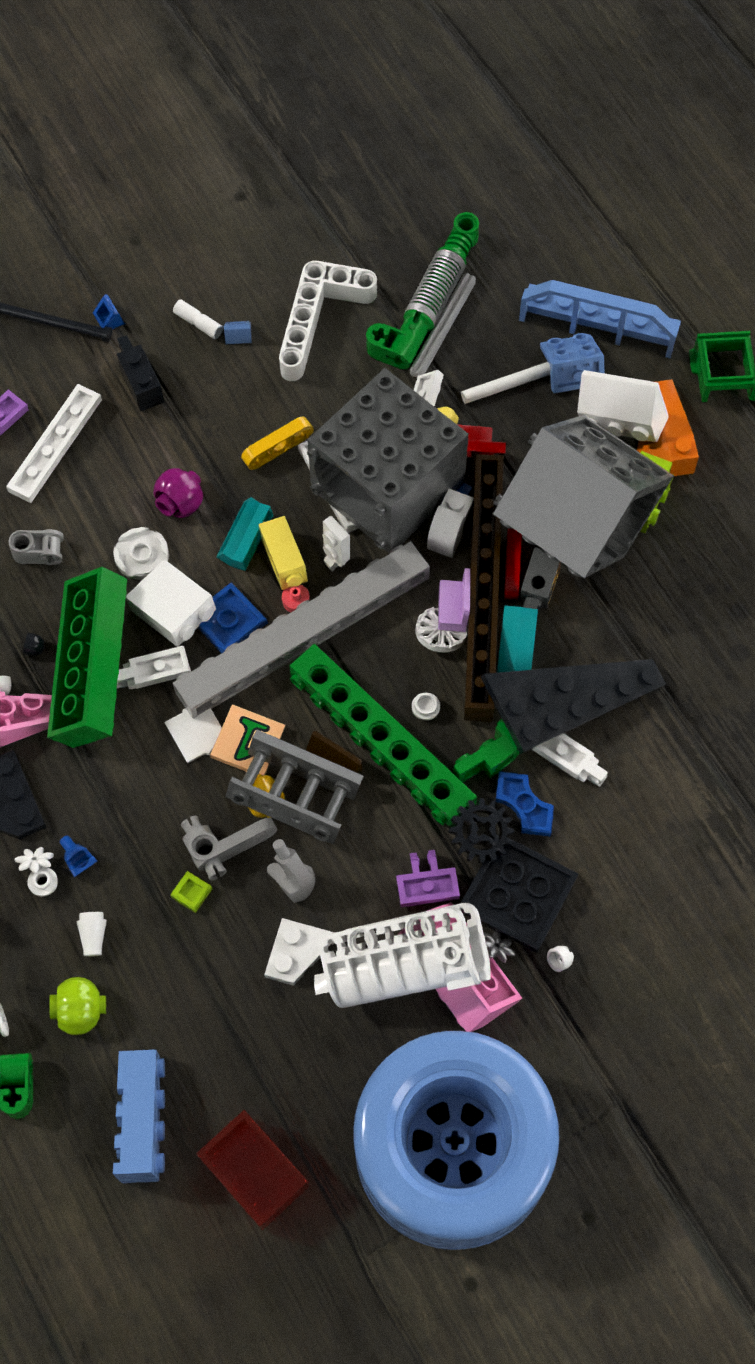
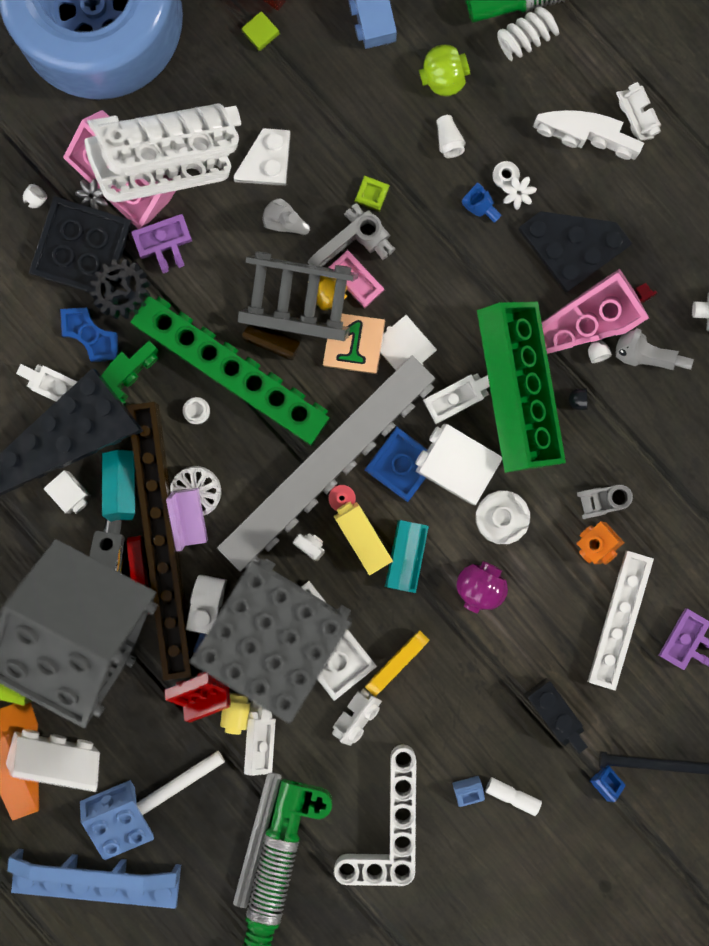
camera: 170 degrees right, 20 degrees up
(53, 506) = (608, 541): none -> orange brick
(232, 815) = (366, 287): none -> bright pink tile
(272, 1096) = (260, 31): none -> lime tile
(319, 412) = (350, 728): none -> white hinge
(571, 647) = (68, 493): none -> white brick

